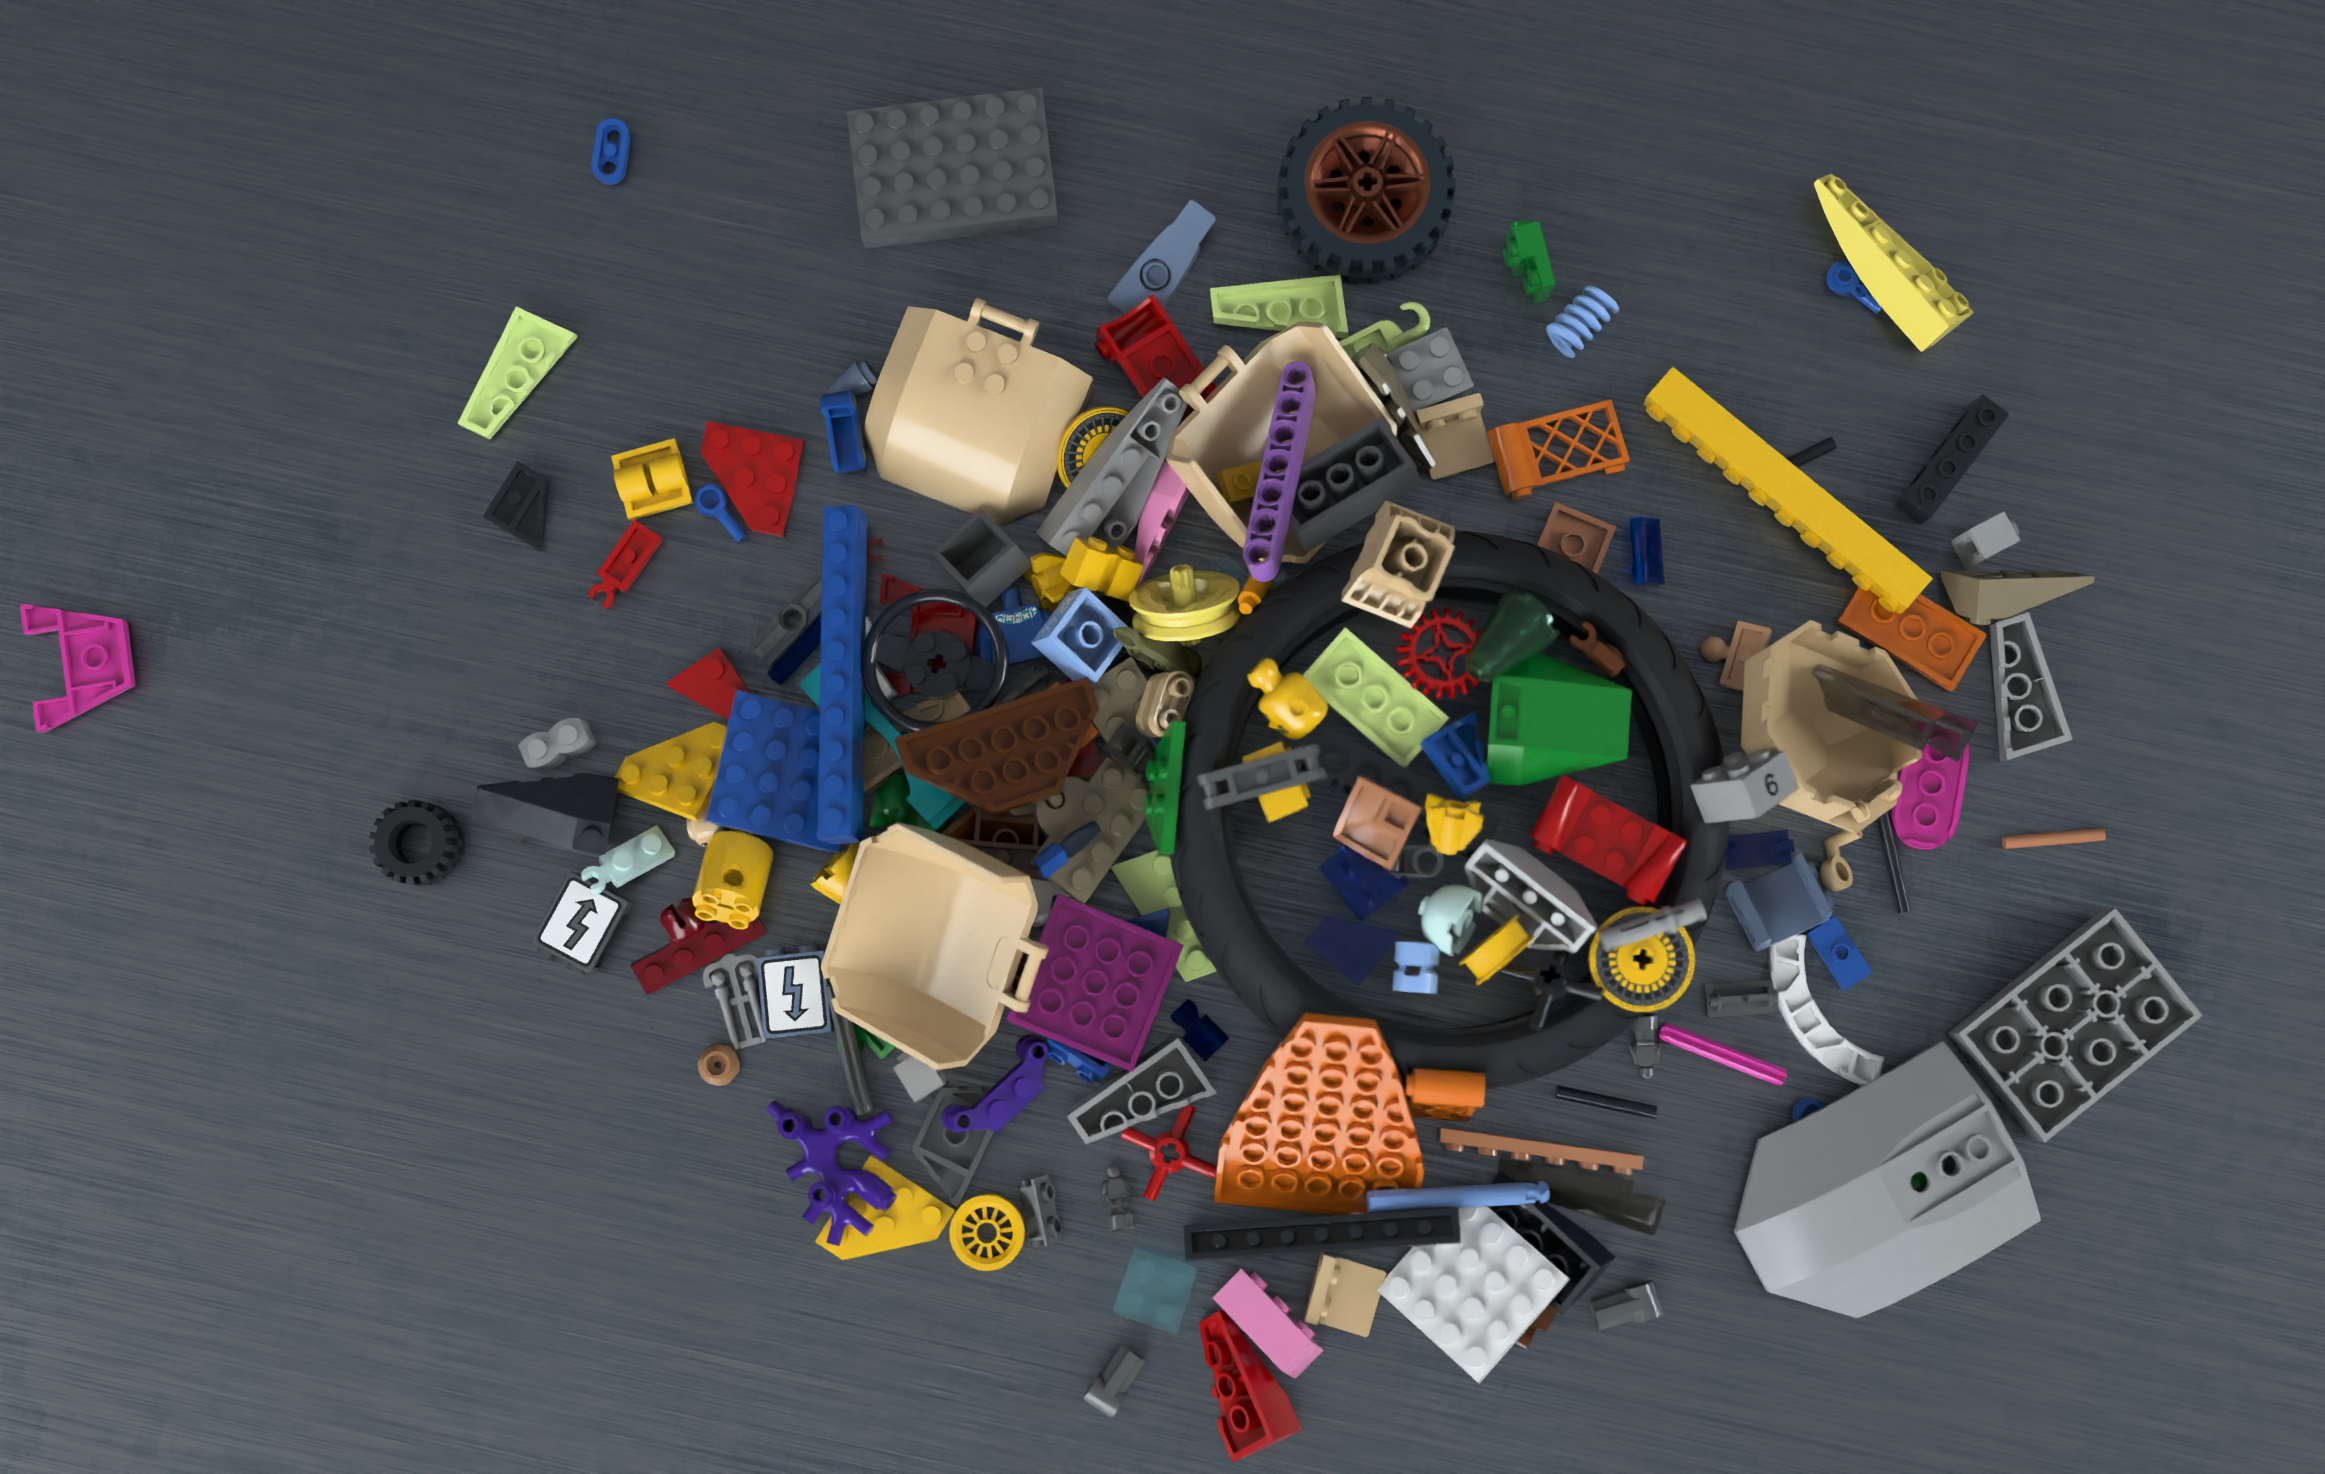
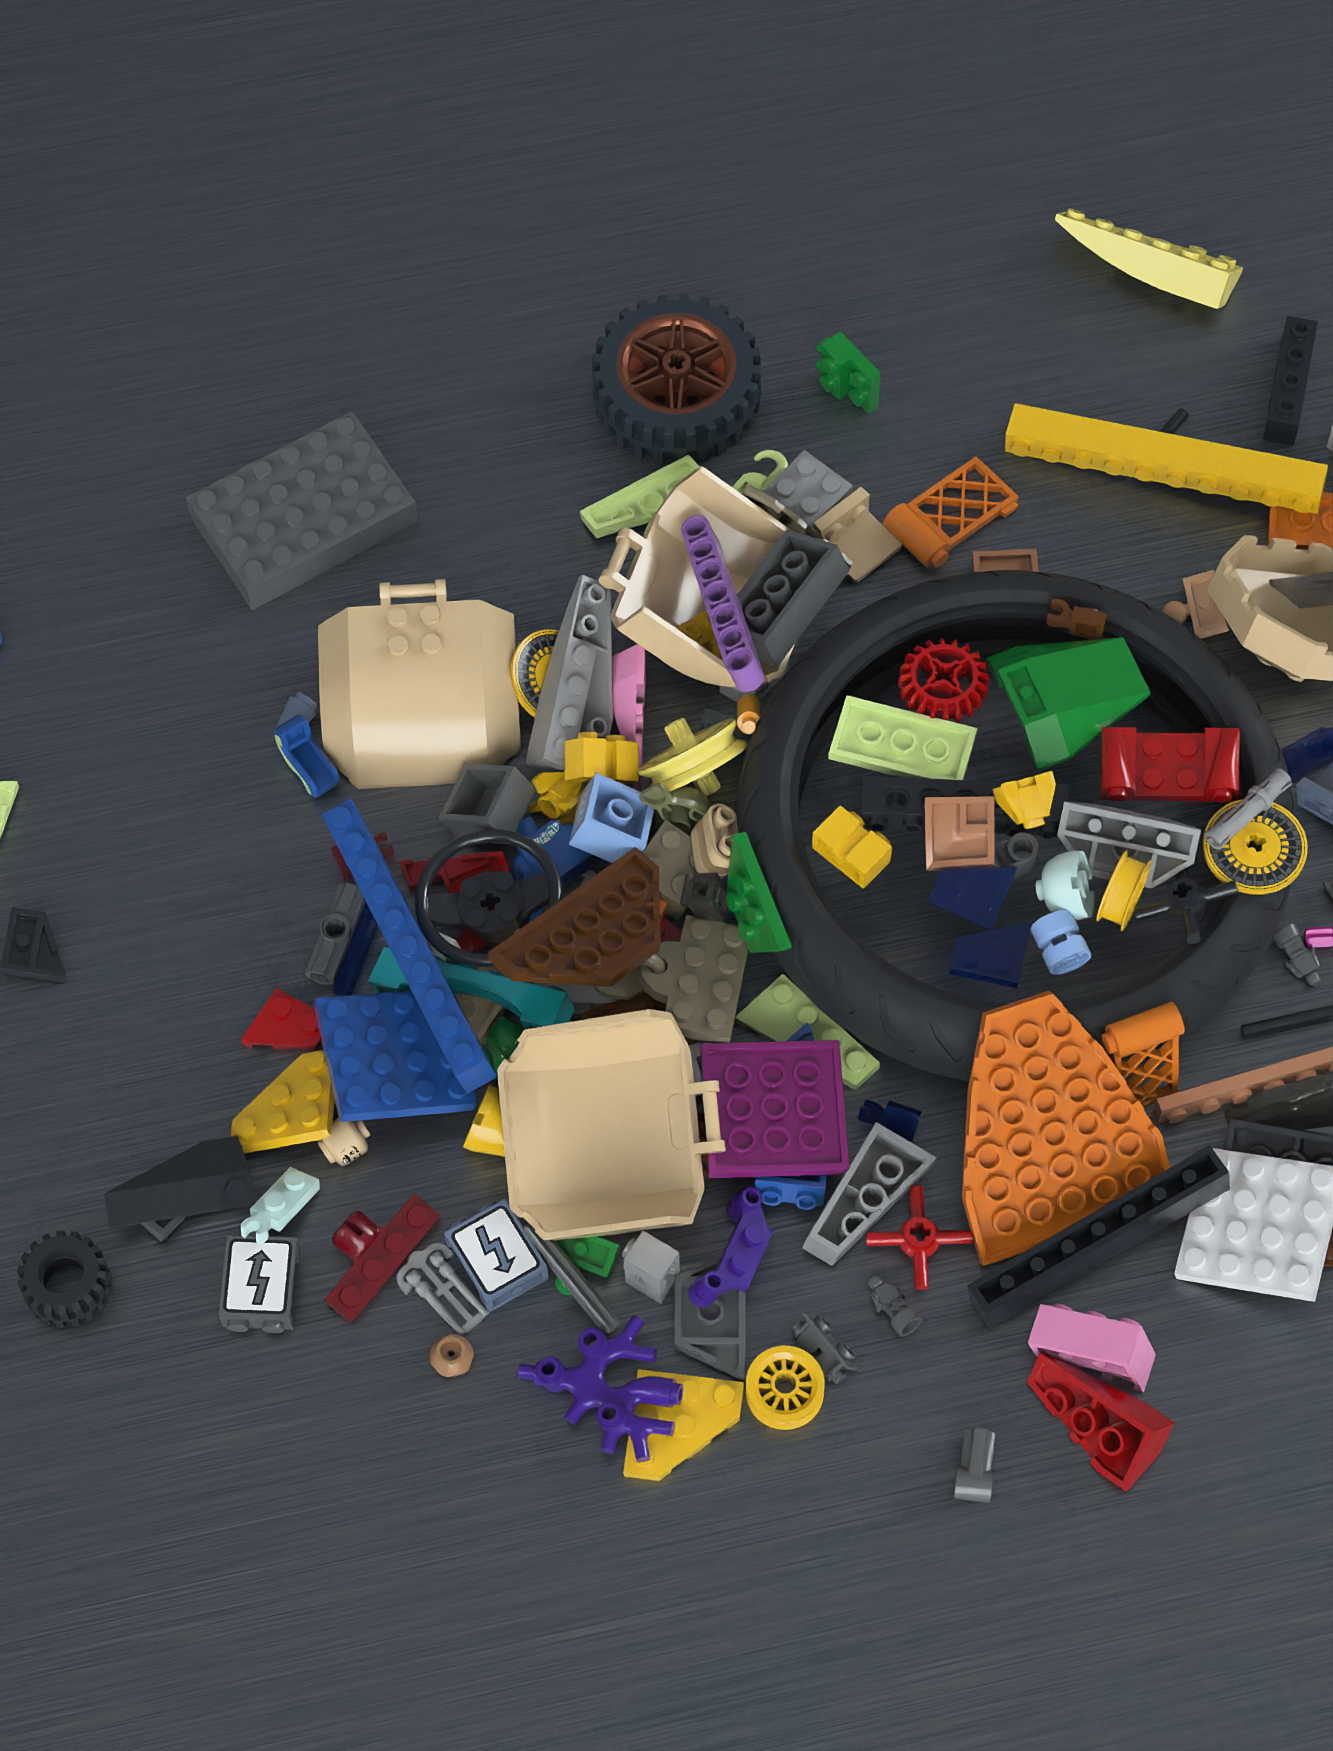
camera: 25 degrees left, 20 degrees down
(549, 749) = (168, 1129): light grey brick -> none
(625, 562) = (153, 953): red plate -> none
(651, 479) = (146, 873): yellow plate -> none
(712, 502) = (211, 869): blue plate -> none
(732, 878) = (388, 1168): yellow cylinder -> none
(756, 473) = (239, 830): red plate -> none
(1057, 854) = (686, 1000): piece -> none
(1150, 349) = (547, 575): red piece -> none
(1155, 1290) = (970, 1371): clear light blue plate -> none
(1165, 261) = (528, 512): sand blue piece -> none
(1261, 776) = (838, 837): dark grey plate -> none
(1288, 700) = (829, 771): yellow piece -> none
(1344, 1294) = (1147, 1289): tan bracket -> none
(1400, 564) = (867, 620): tan slope -> none
(1456, 1196) = (1218, 1139): medium blue piece -> none
(1459, 756) = (1002, 753): blue wing -> none
(1511, 635) = (997, 628): clear green cone -> none
(1579, 318) = (916, 404): light blue piece -> none
(1647, 551) = (1071, 554): clear blue plate -> none
(1744, 786) = (1262, 666): light grey brick -> none
(1844, 280) = (1121, 287): blue plate -> none

